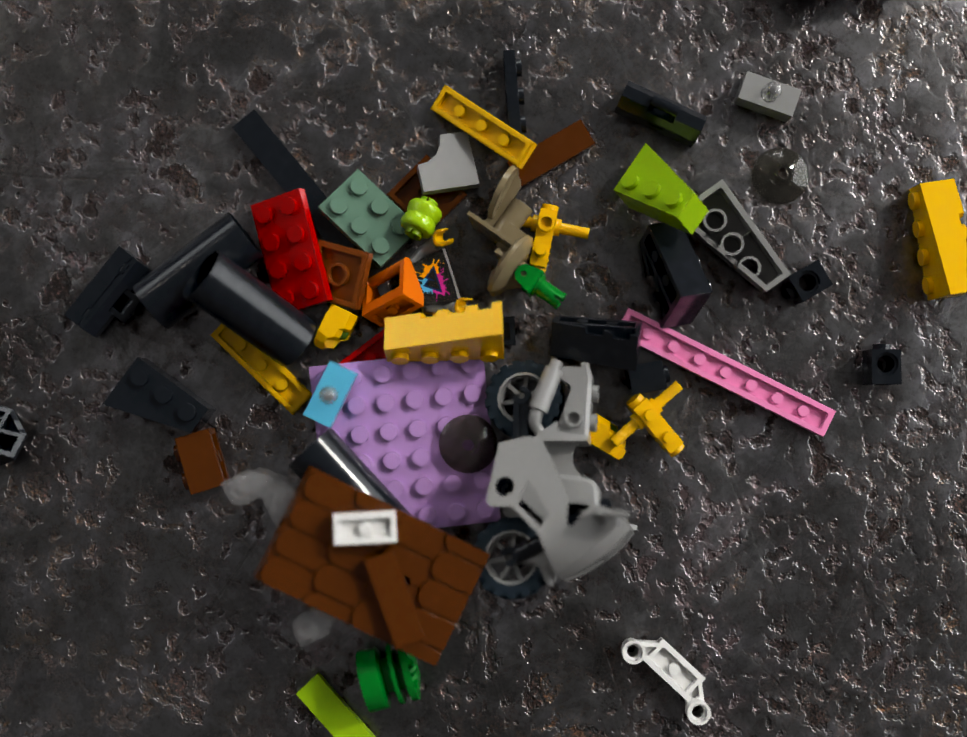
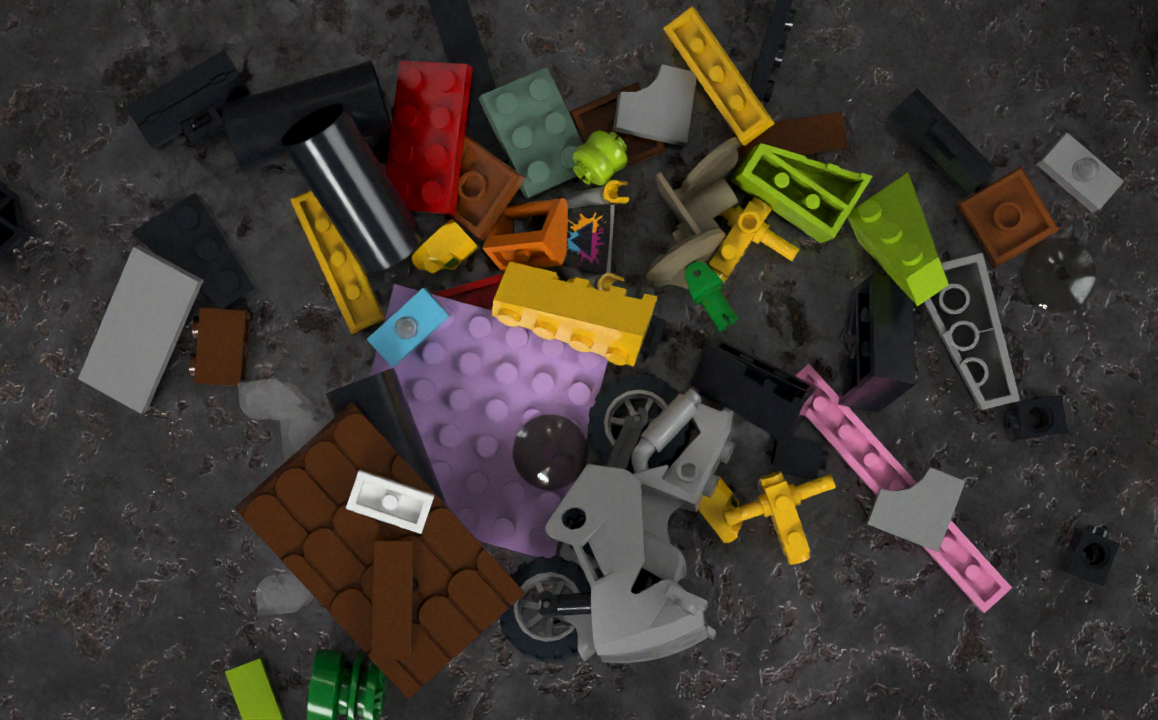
camera: 25 degrees right, 0 degrees up
(137, 471) = (140, 329): none -> light grey tile
(574, 185) = (801, 190): none -> lime wedge
(727, 148) = (1007, 217): none -> dark orange tile
(749, 382) = (920, 511): none -> light grey tile

